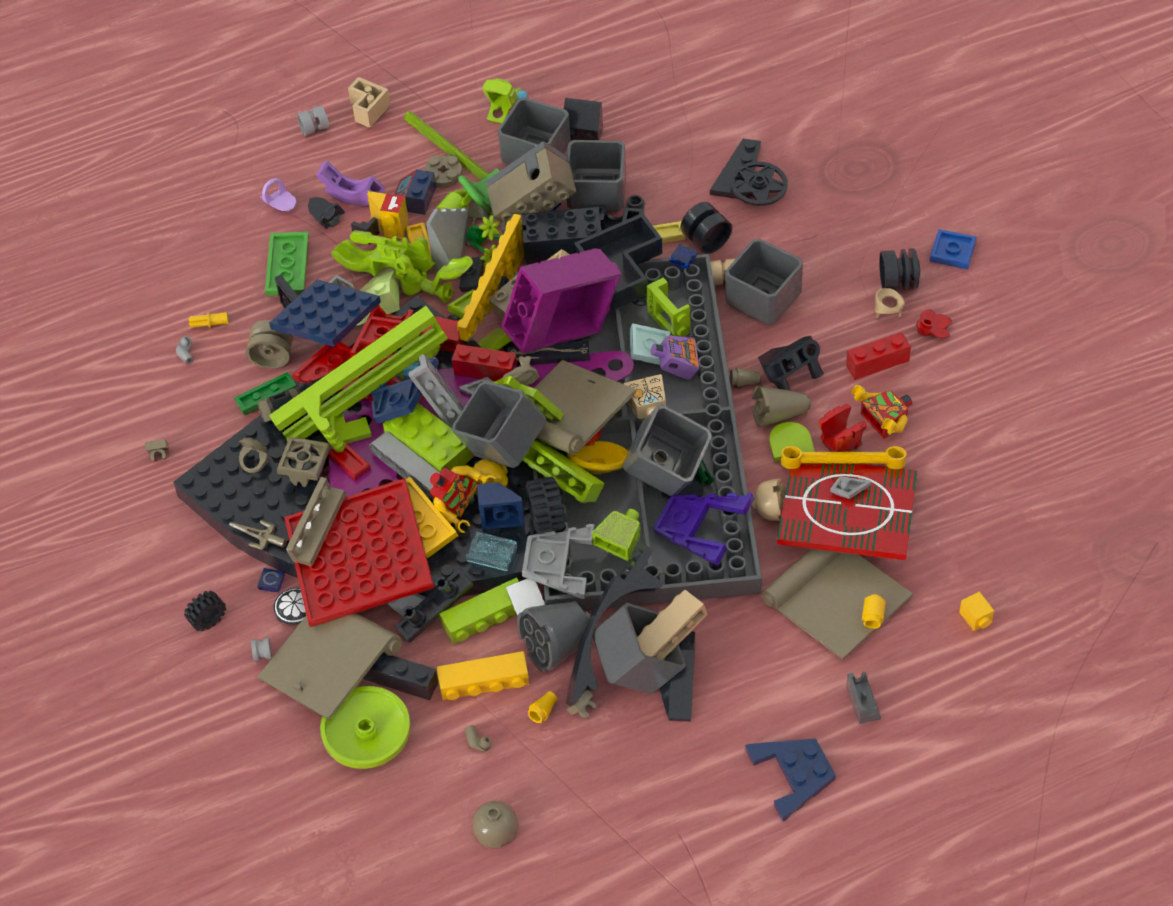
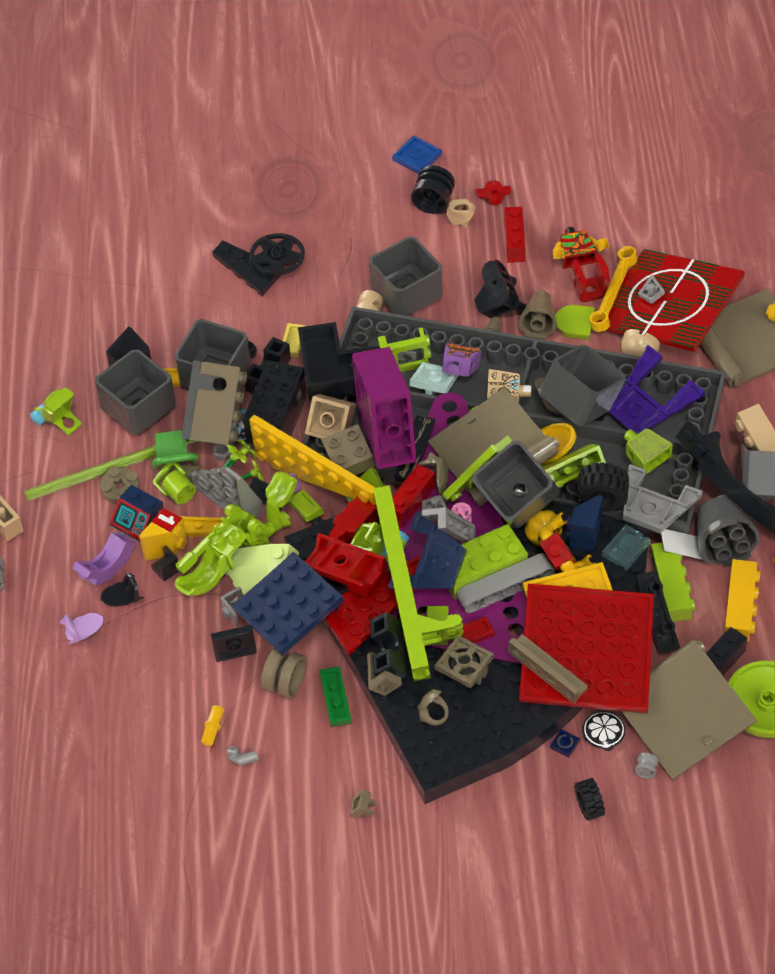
camera: 70 degrees left, 0 degrees up
(264, 536) = (530, 722): dark tan piece -> none
(289, 258) = (172, 641): bright green plate -> none
(683, 256) = (348, 322): clear blue tile -> none
(706, 227) = (309, 303): black wheel -> none

